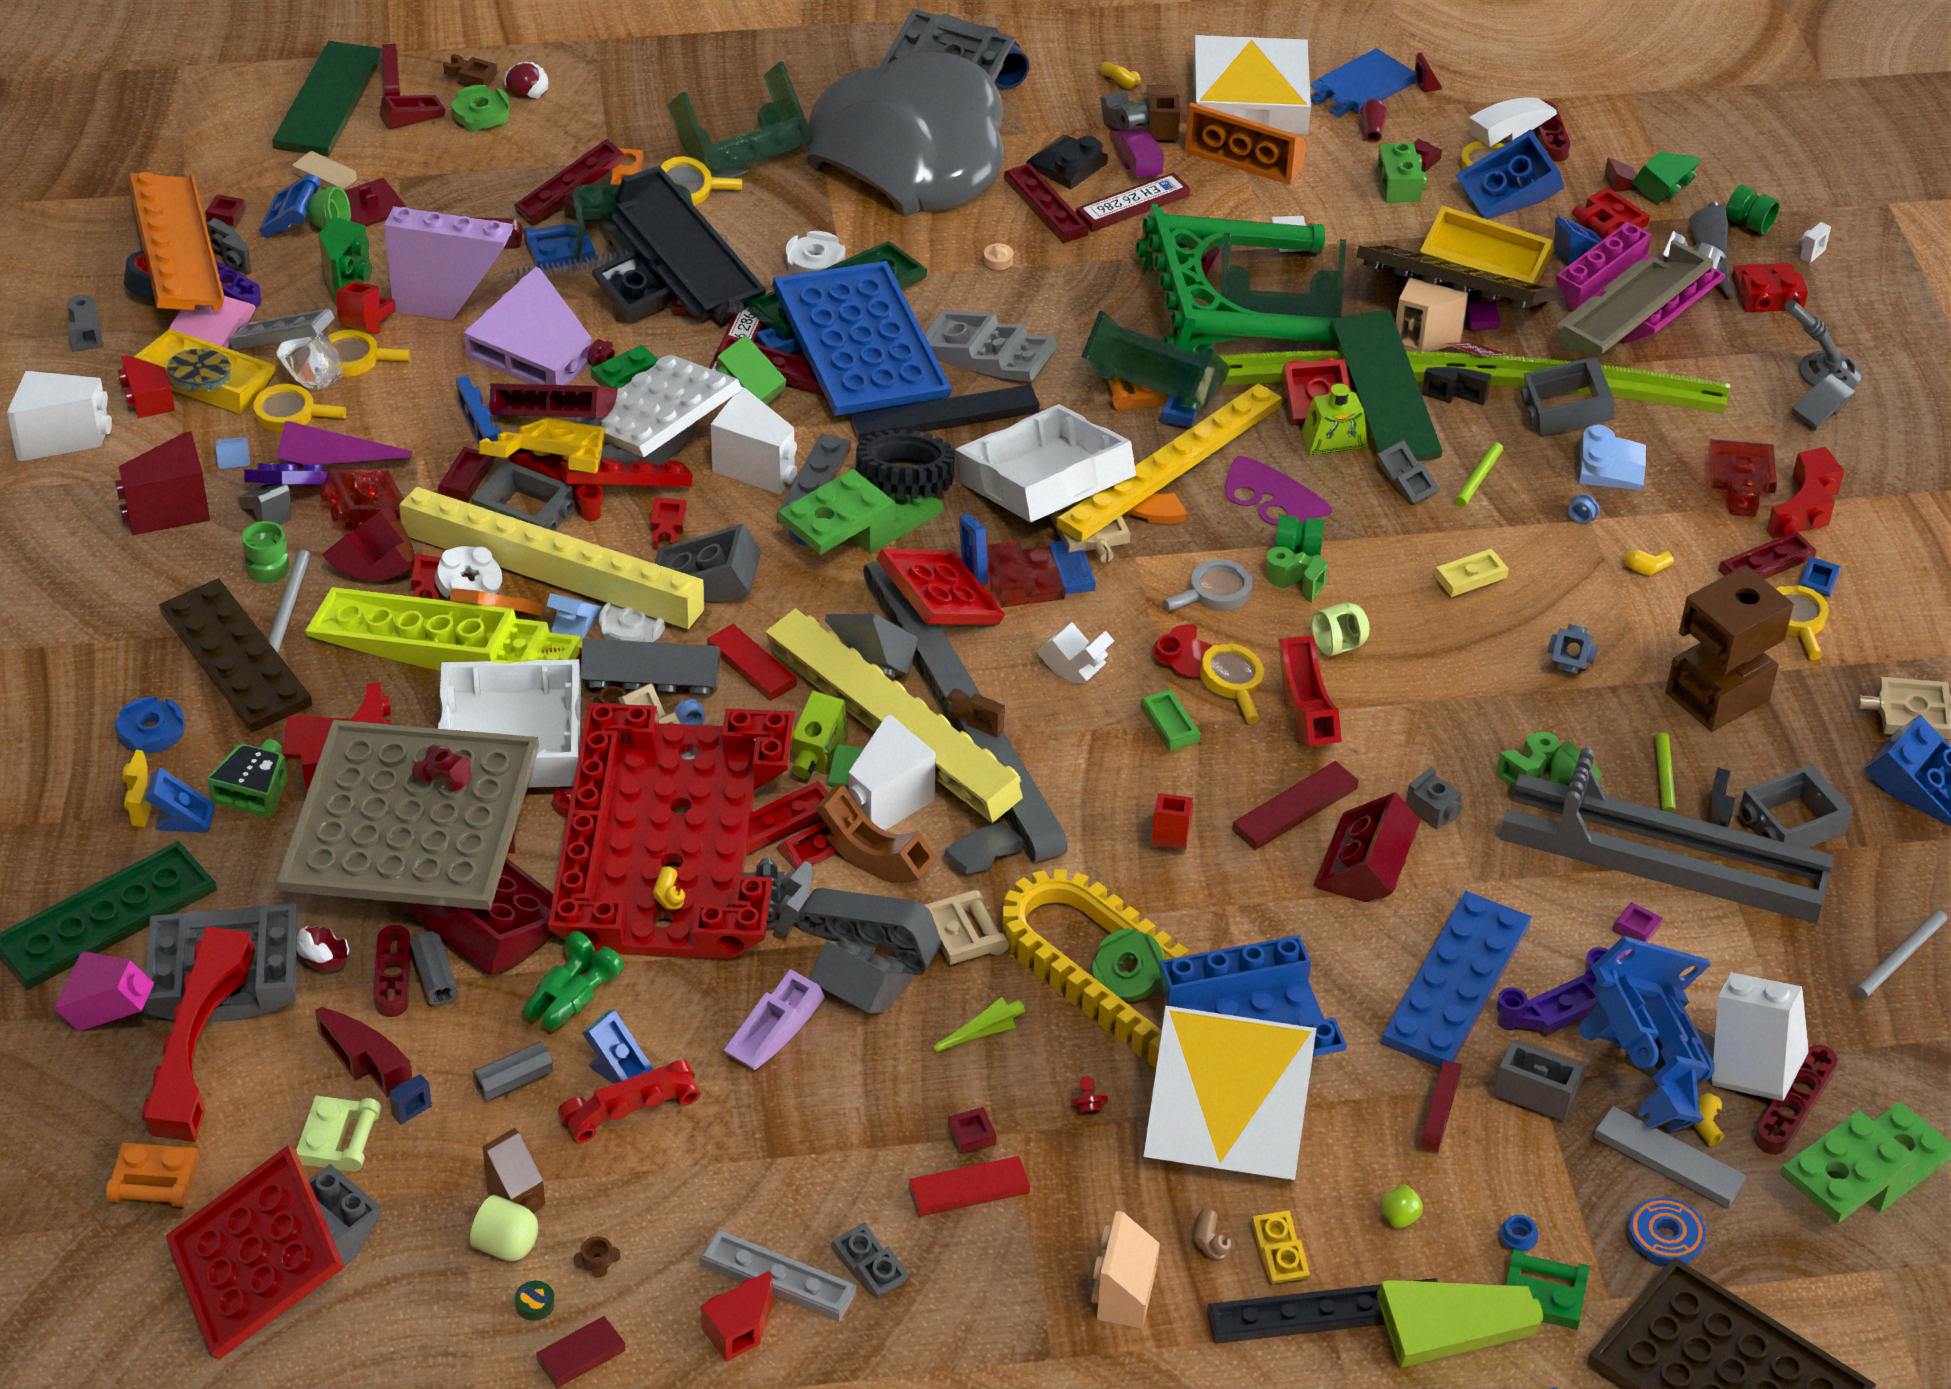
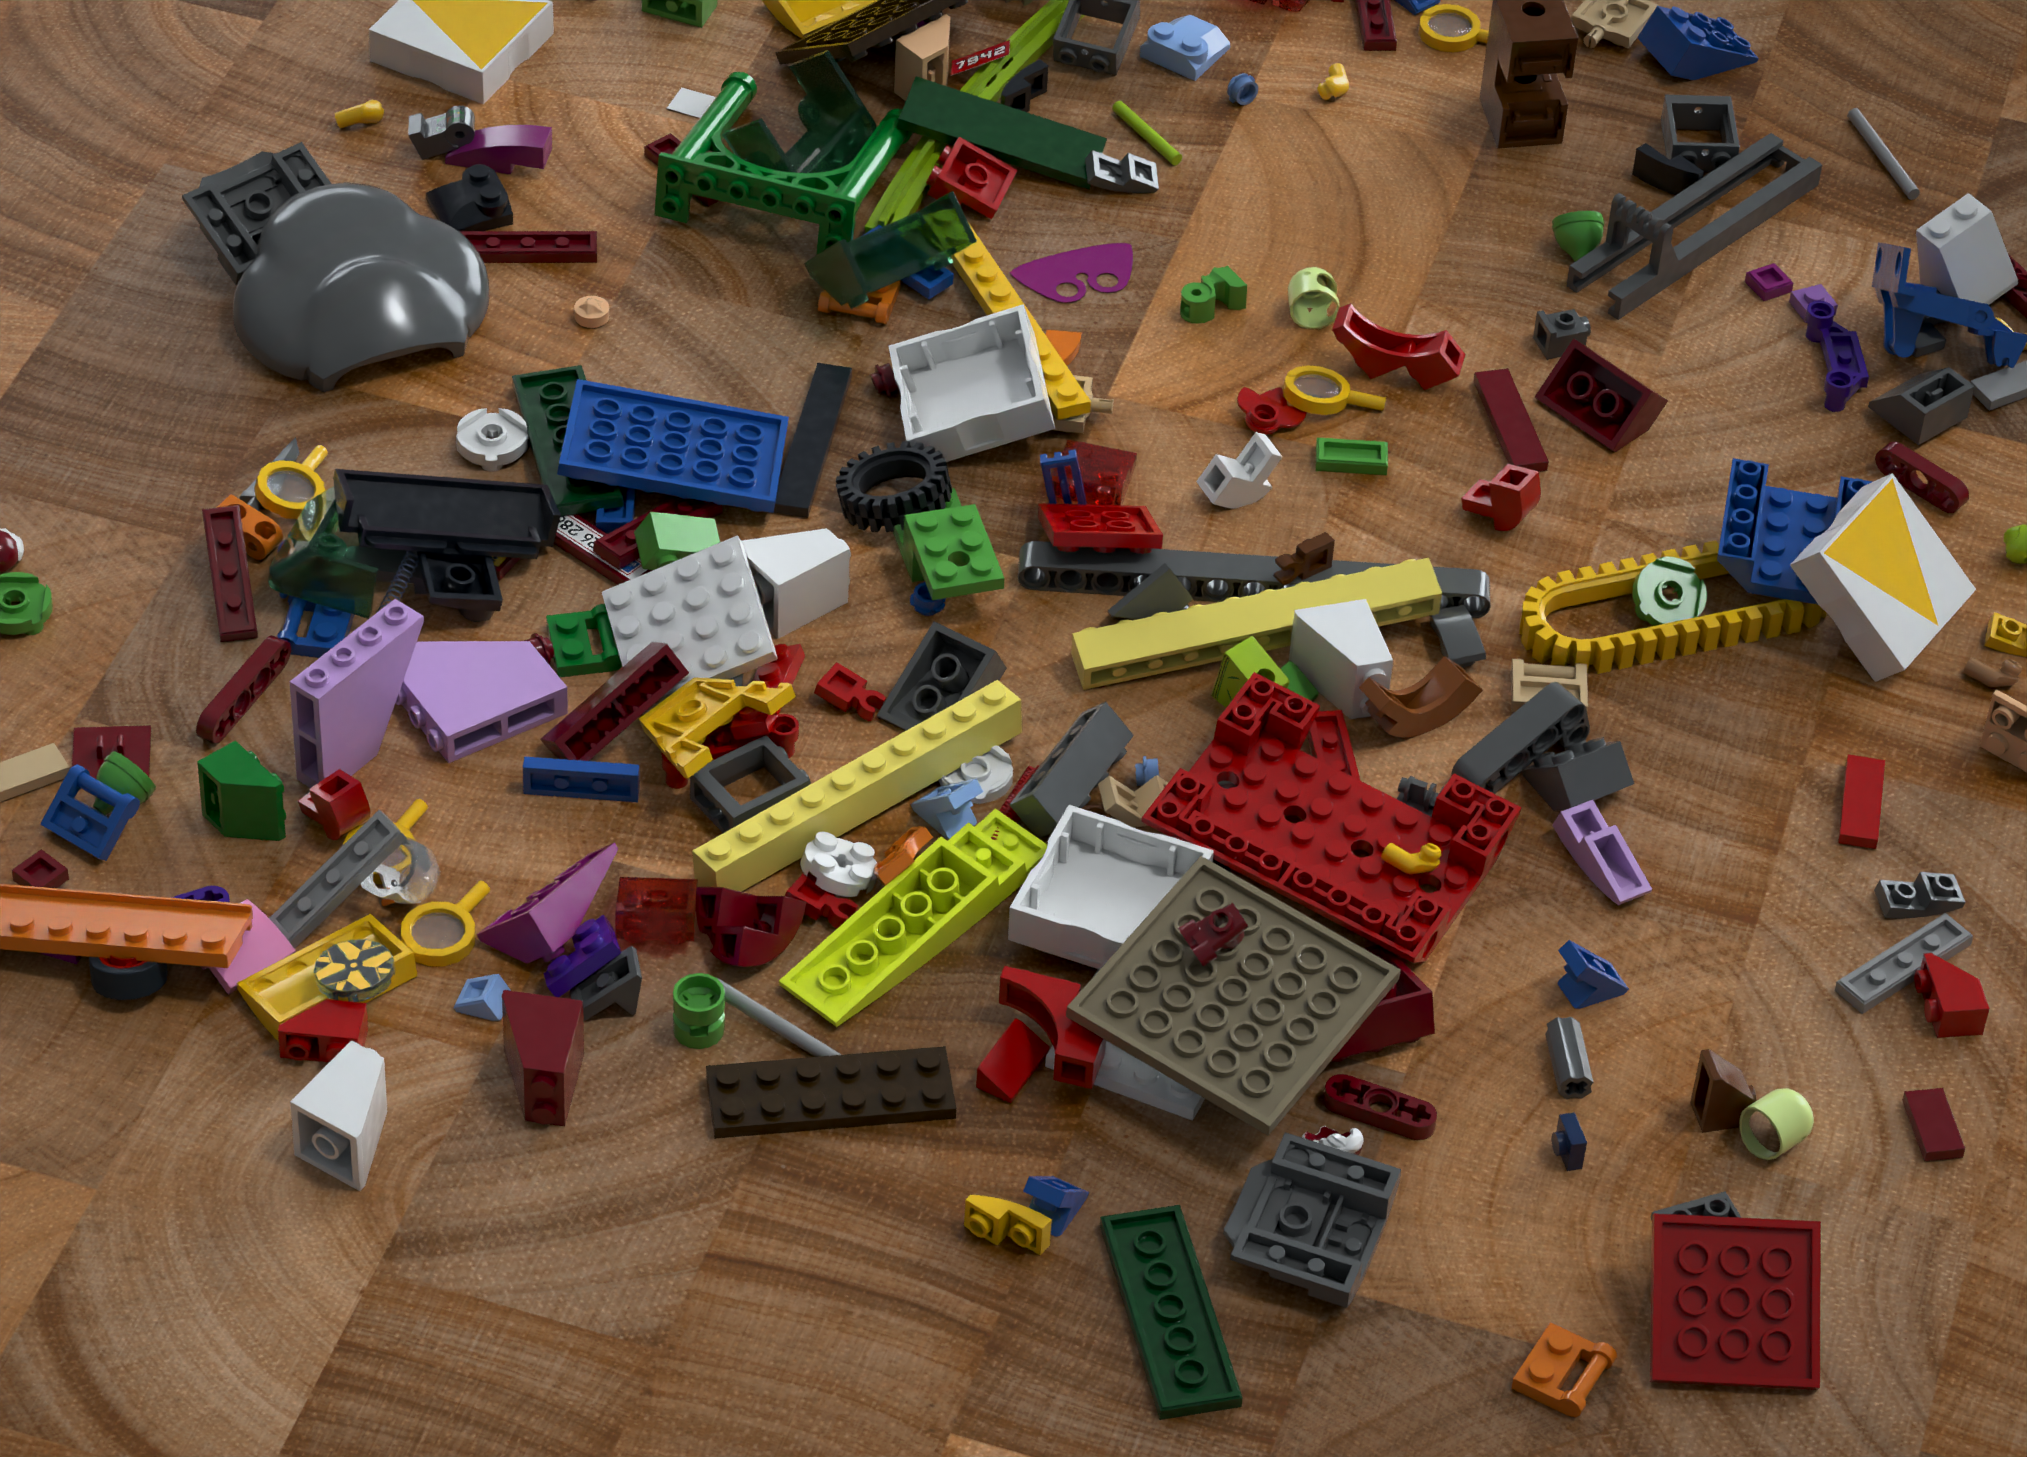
camera: 65 degrees left, 0 degrees up
(84, 324) = (164, 1055): dark grey leg -> none
(102, 991) = (1315, 1319): dark pink slope -> none
(155, 738) = (898, 1212): blue tile -> none
(218, 970) = (1481, 1312): red arch -> none
(231, 244) = (123, 880): dark grey slope -> none
(250, 779) = (1047, 1128): torso -> none
(326, 1130) = (1572, 1223): yellowish green plate -> none
(363, 1050) = (1488, 1157): dark red slope -> none
(434, 968) = (1402, 1072): dark grey axle -> none
(465, 474) = (657, 822): dark red tile -> none
(534, 1300) = (1856, 1138): dark green tile -> none
(564, 989) = (1484, 984): green piece -> none
(597, 1247) = (1827, 1074): reddish brown plate -> none
(627, 1096) = (1660, 987): red plate -> none
(752, 662) = (1062, 709): red tile -> none
(780, 122) = (265, 399): clear green windscreen -> none
(796, 890) = (1442, 765): dark grey slope -> none
(807, 846) = (1374, 750): red slope -> none
(819, 468) = (870, 580): dark grey plate -> none
(972, 1130) = (1803, 773): dark red plate -> none
(989, 347) = (736, 366): light grey slope -> none
(992, 1020) = (1672, 712): lime piece -> none
(1073, 569) = (1102, 435): blue tile -> none
(1089, 1103) = (1801, 683): red plate -> none
(1133, 201) = (575, 185): tile -> none
(1163, 112) = (439, 96): reddish brown slope -> none
(1215, 585) = (1190, 355): light grey piece -> none
(1244, 144) = (560, 74): orange slope -> none
(1299, 535) = (1172, 271): green wheel -> none
(1335, 423) = (1035, 169): lime torso -> none
(1456, 980) = (1776, 412): blue plate -> none
(1471, 572) = (1283, 190): light yellow plate -> none
(1535, 759) = (1548, 255): bright green leg -> none
(1559, 645) = (1432, 169): sand blue brick -> none
(1665, 772) = (1597, 187): lime bar -> none

